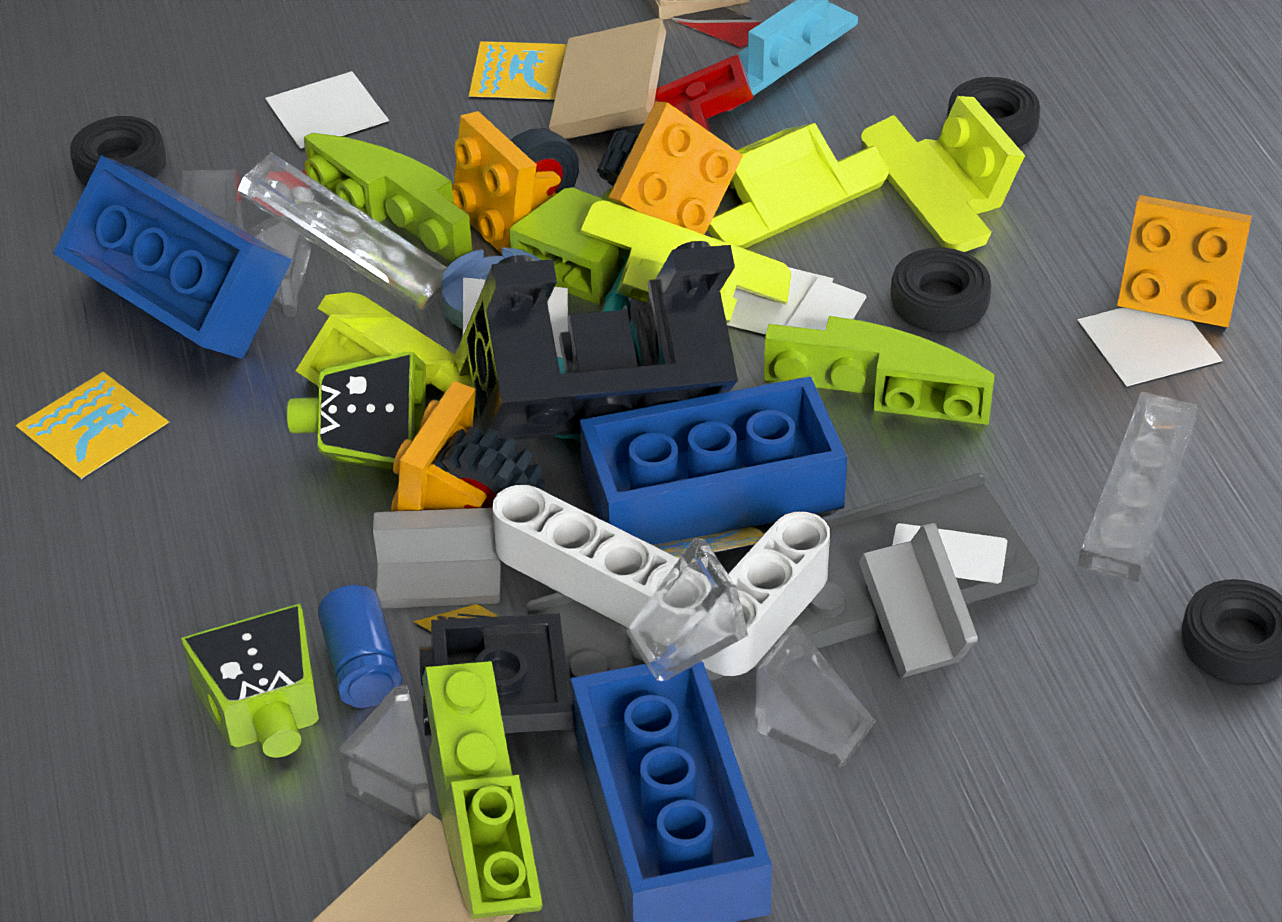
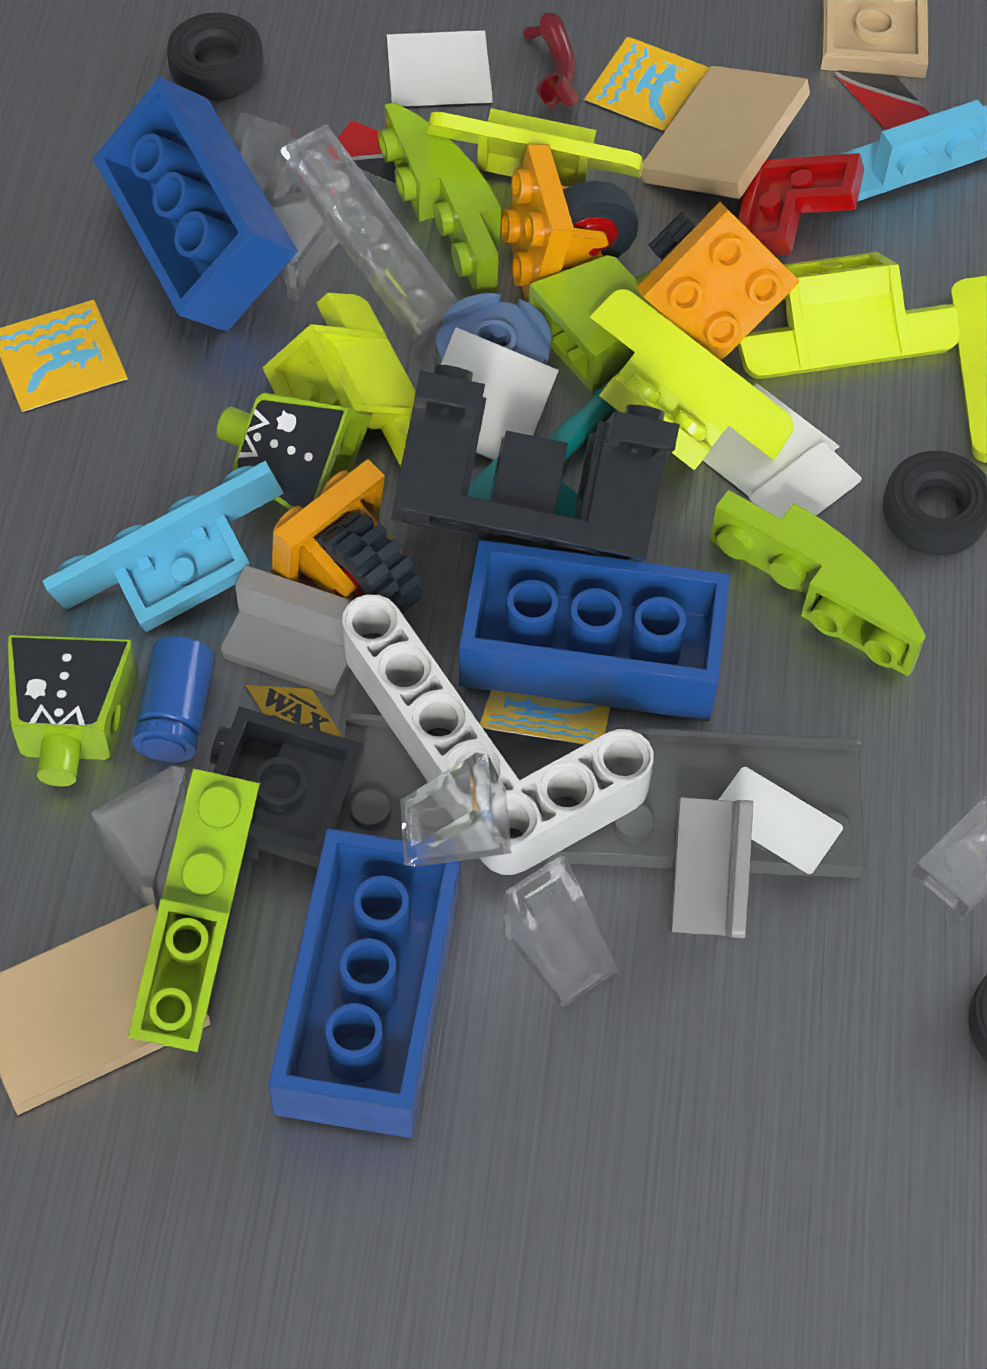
camera: 20 degrees right, 15 degrees up
(301, 532) = (174, 558): none -> medium azure bracket
(432, 135) = (506, 136): none -> neon yellow plate
(442, 87) = (556, 85): none -> dark red piece

